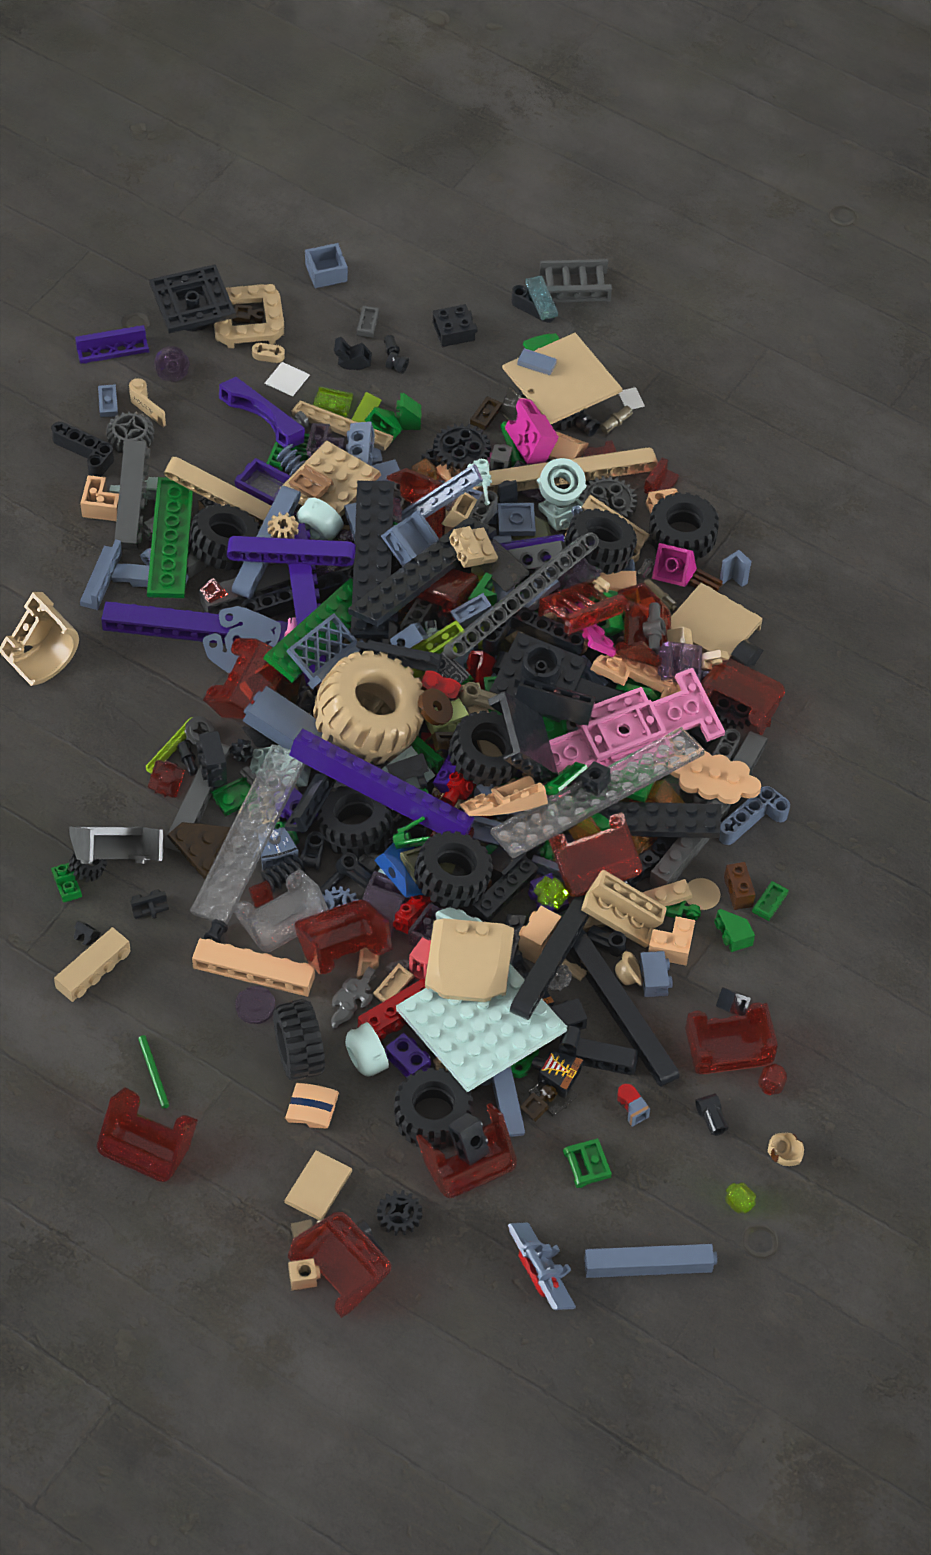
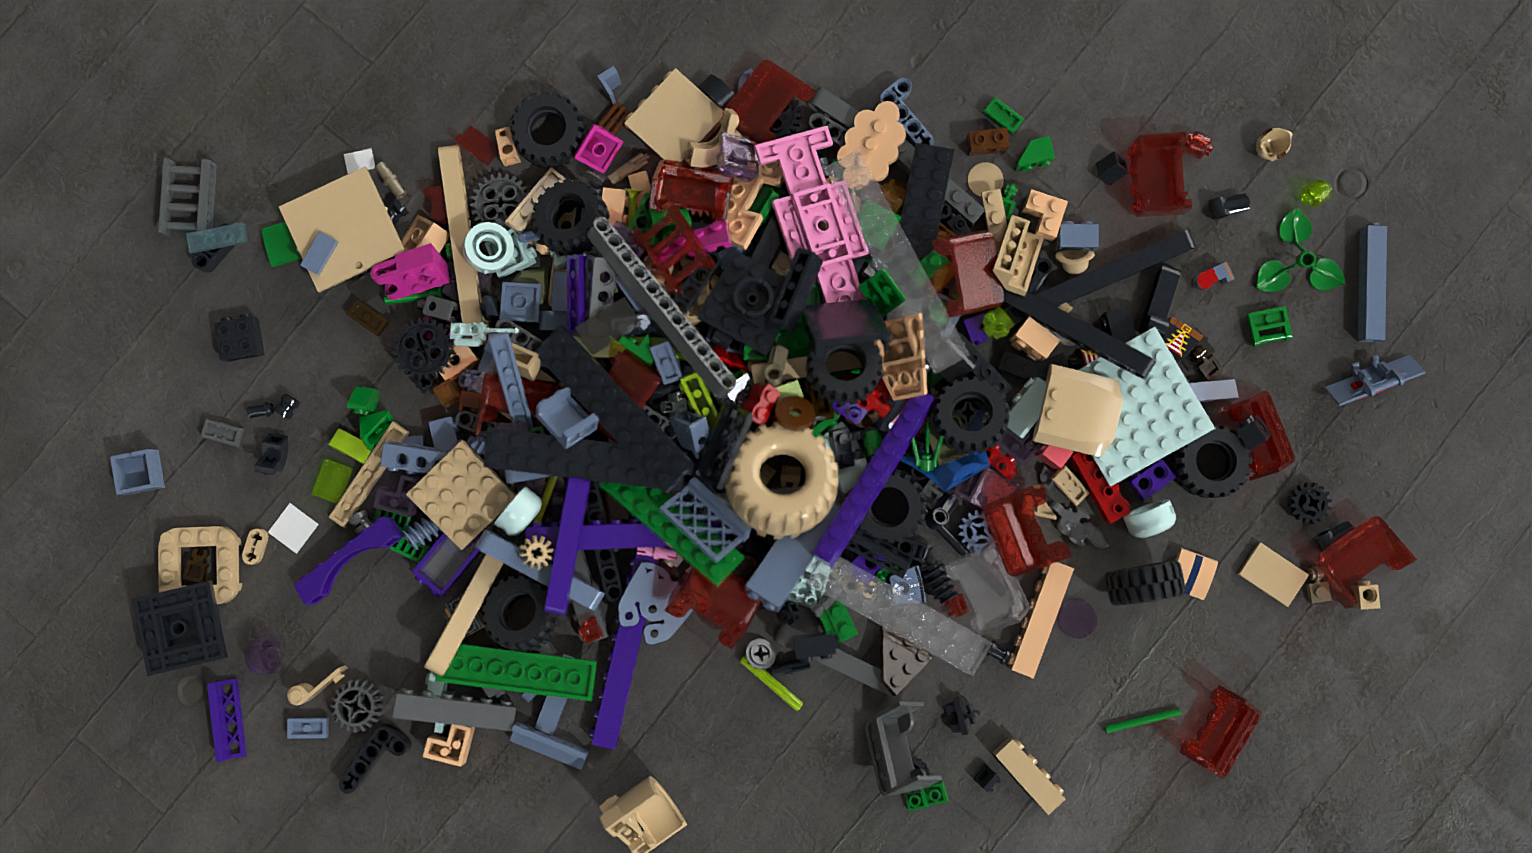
camera: 80 degrees left, 30 degrees up
(166, 778) = (813, 691): clear red piece -> none
(311, 482) = (468, 516): medium nougat plate -> none
(472, 546) = (590, 351): tan plate -> none
(596, 778) = (888, 253): black brick -> none
(601, 585) = (647, 223): tan plate -> none
(642, 1166) = (1273, 275): none -> green plant
(654, 627) = (695, 177): dark grey pin -> none

